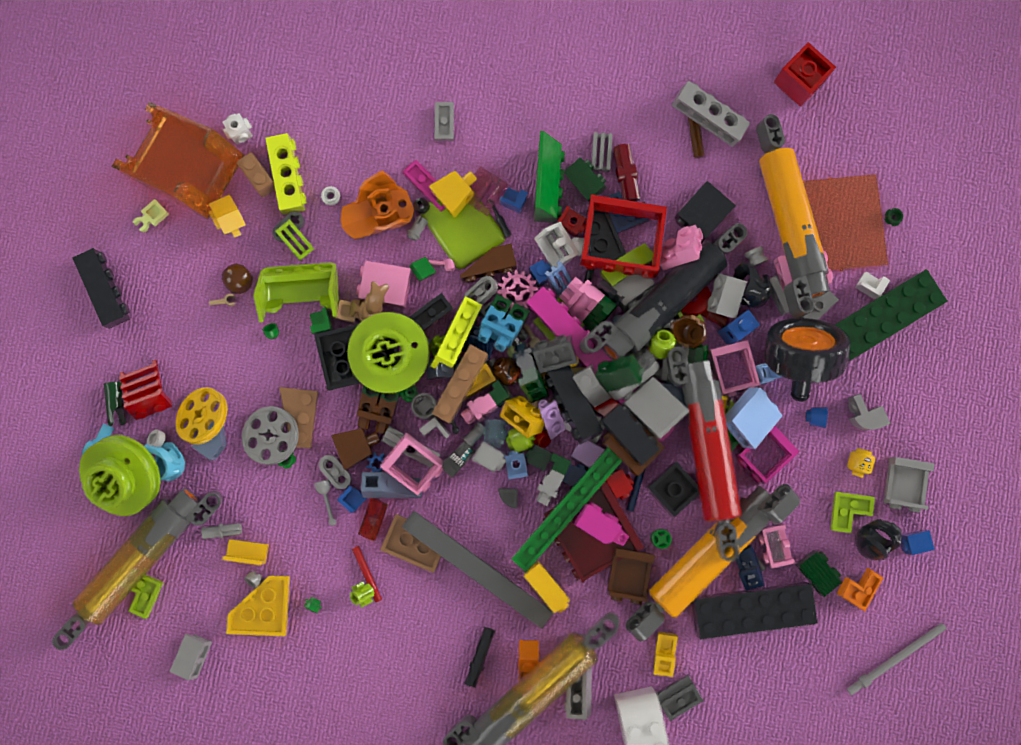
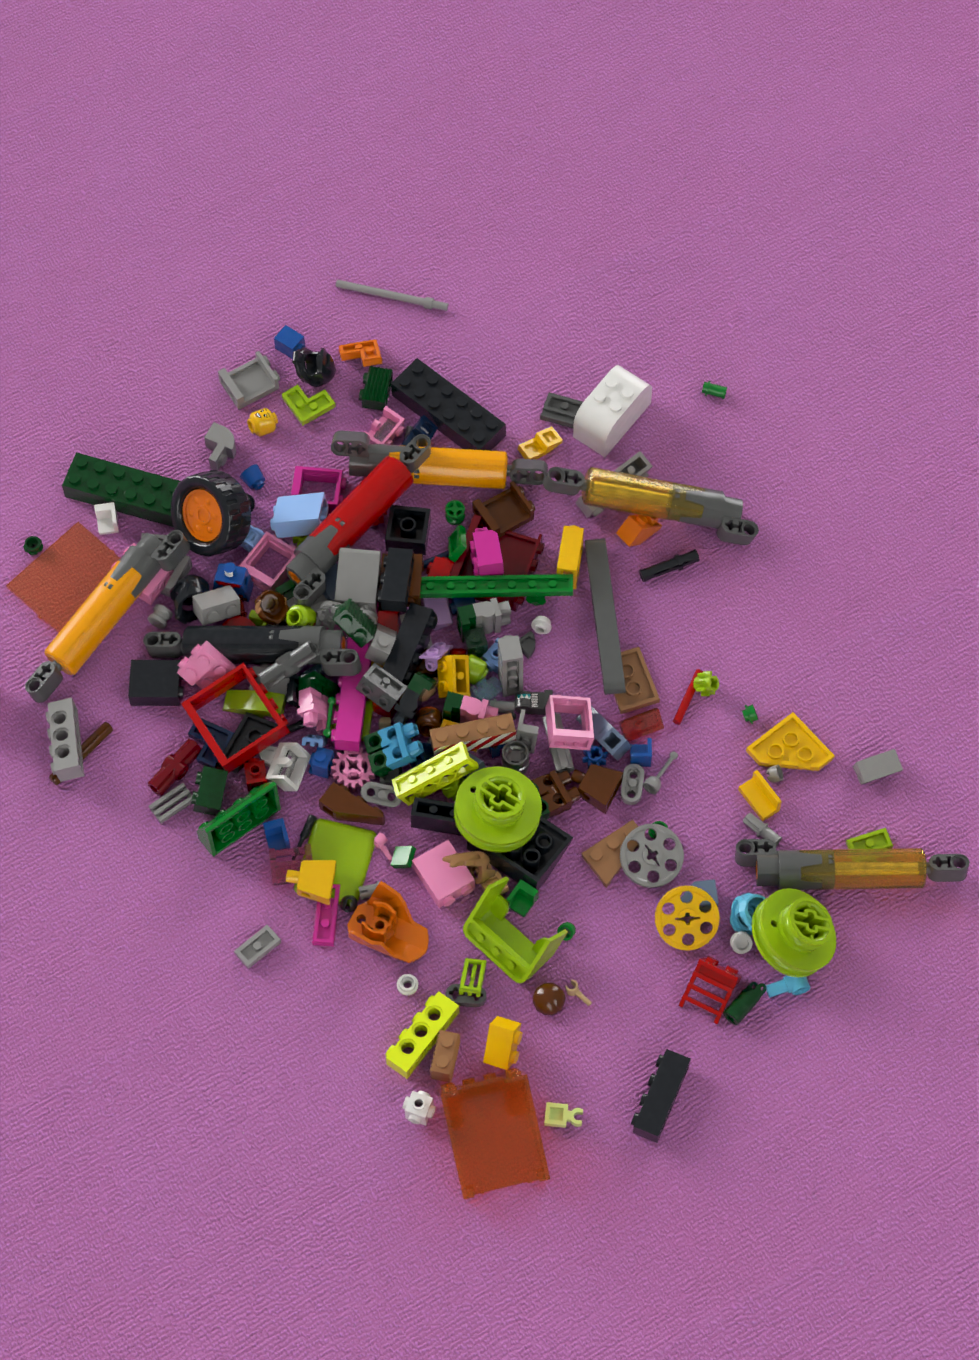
camera: 130 degrees left, 20 degrees down
(513, 519) = (541, 625): none -> white plate
(556, 290) = (327, 732): none -> green hinge
(626, 298) = (288, 664): none -> dark grey piece
(630, 514) = (457, 543): none -> green tile

